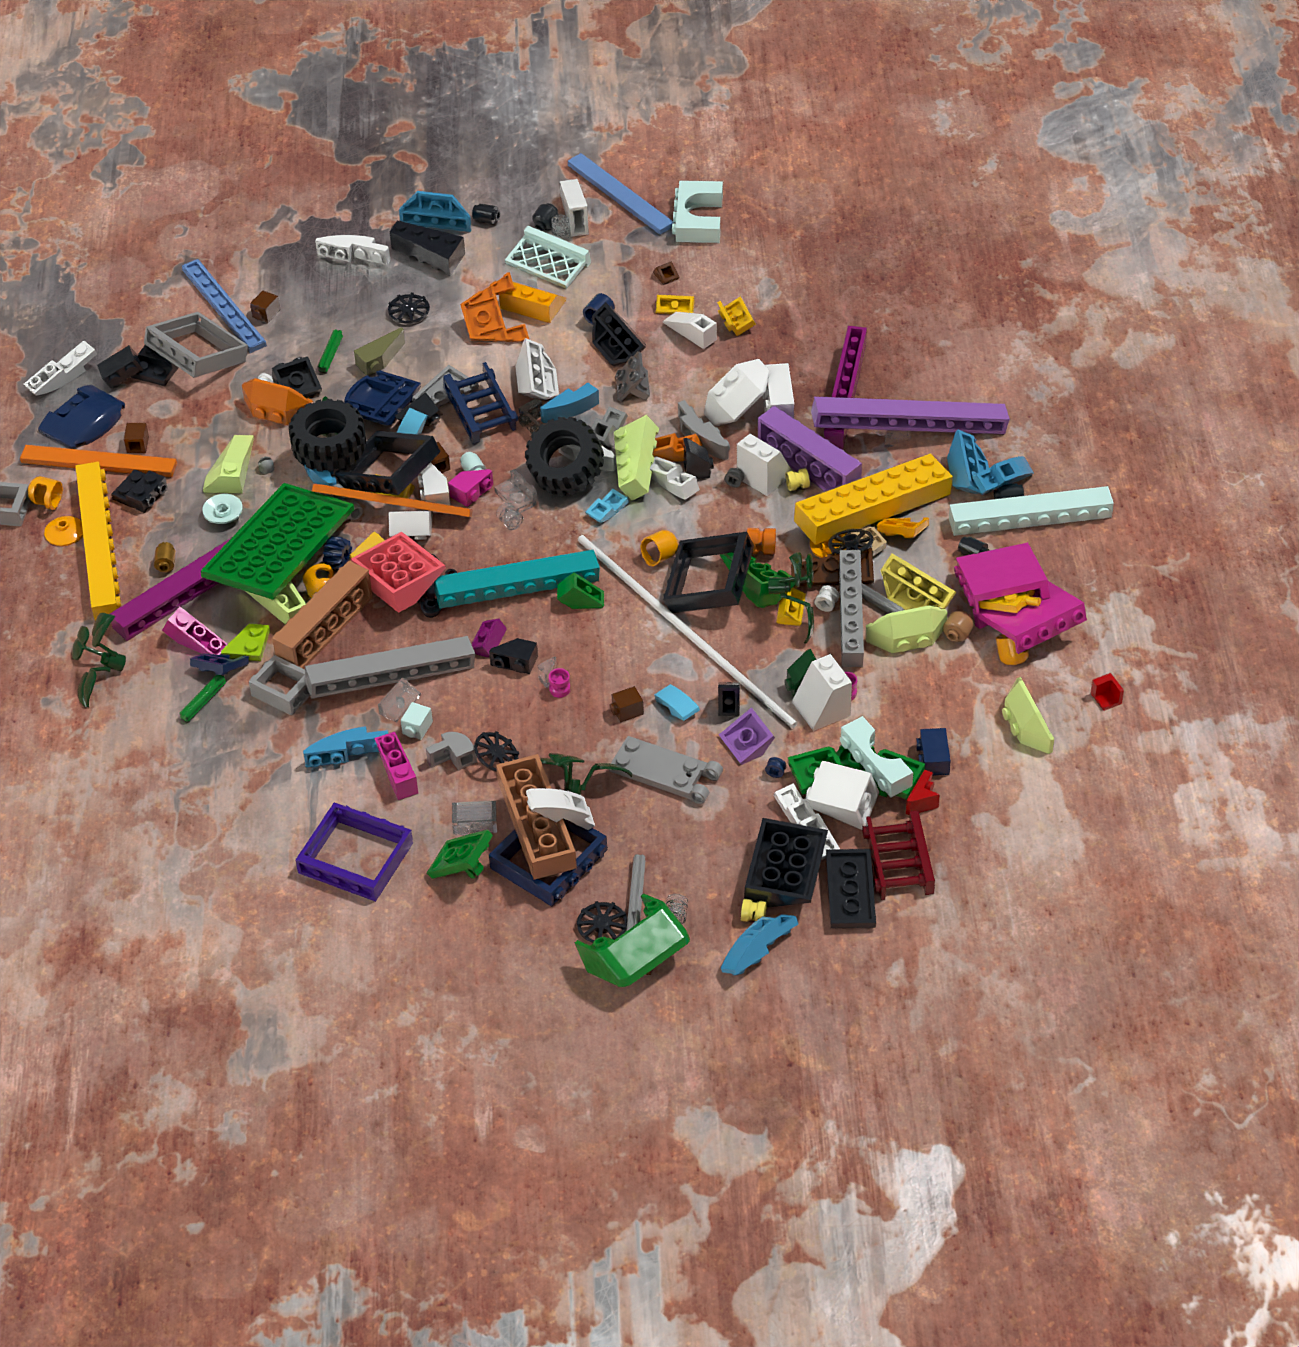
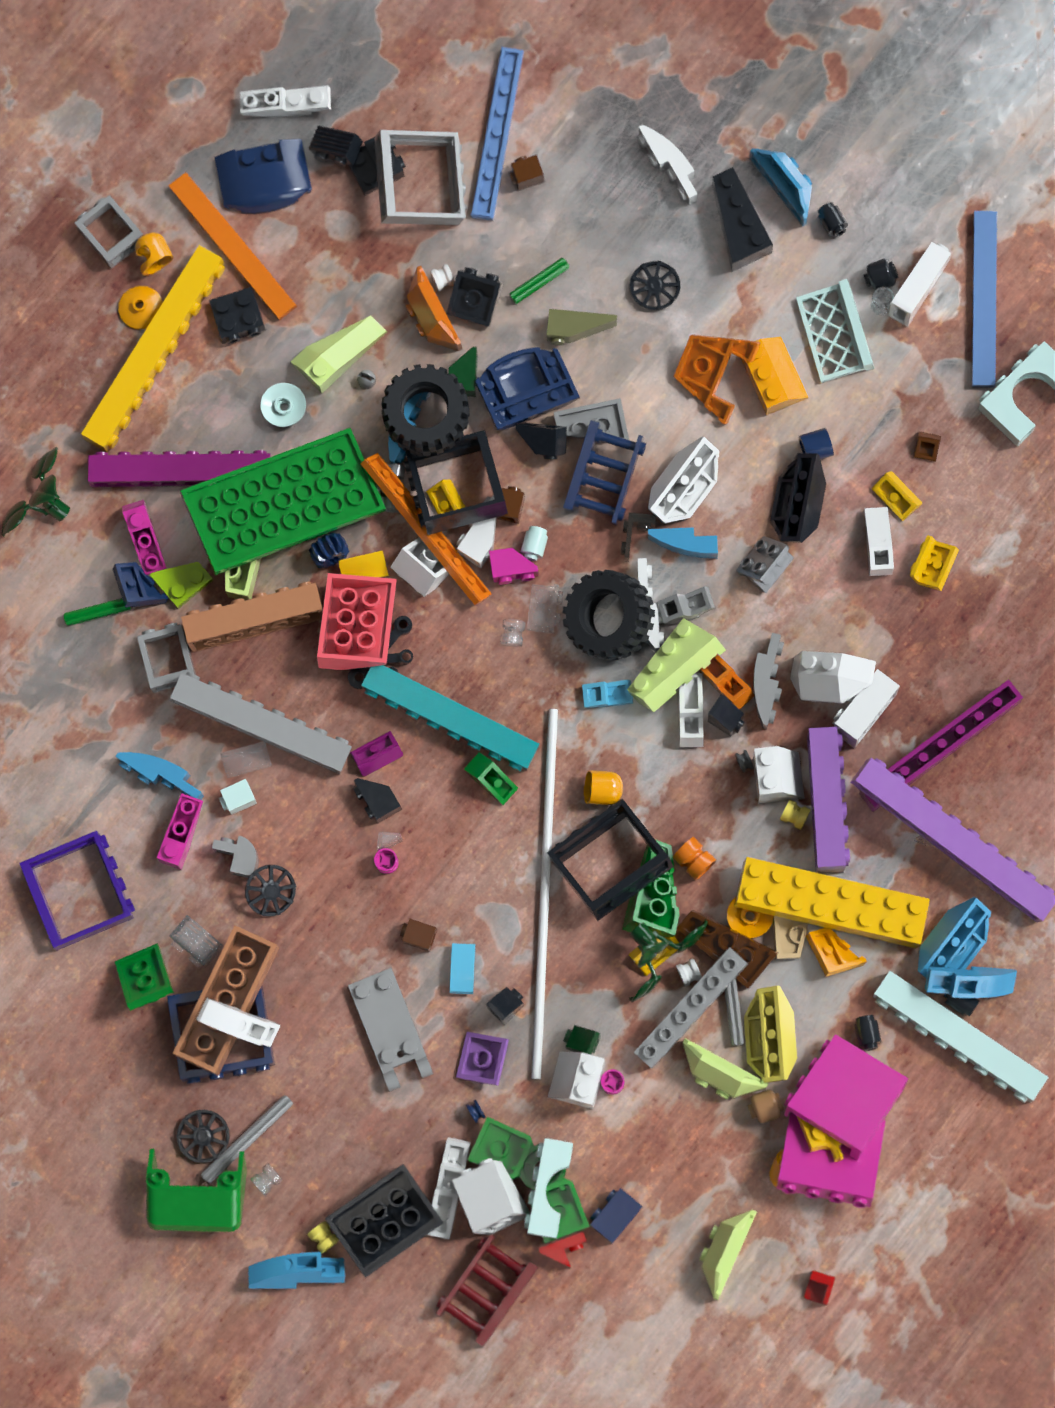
camera: 50 degrees right, 30 degrees up
(136, 437) = (283, 248): reddish brown brick -> none
(164, 557) = (190, 421): pearl gold brick -> none
(310, 580) = (286, 574): light orange helmet -> none
(412, 422) = (515, 452): medium azure slope -> none
(566, 763) = (284, 977): dark green plant -> none
(850, 888) = (418, 1285): black plate -> none
(851, 541) = (760, 937): black wheel -> none

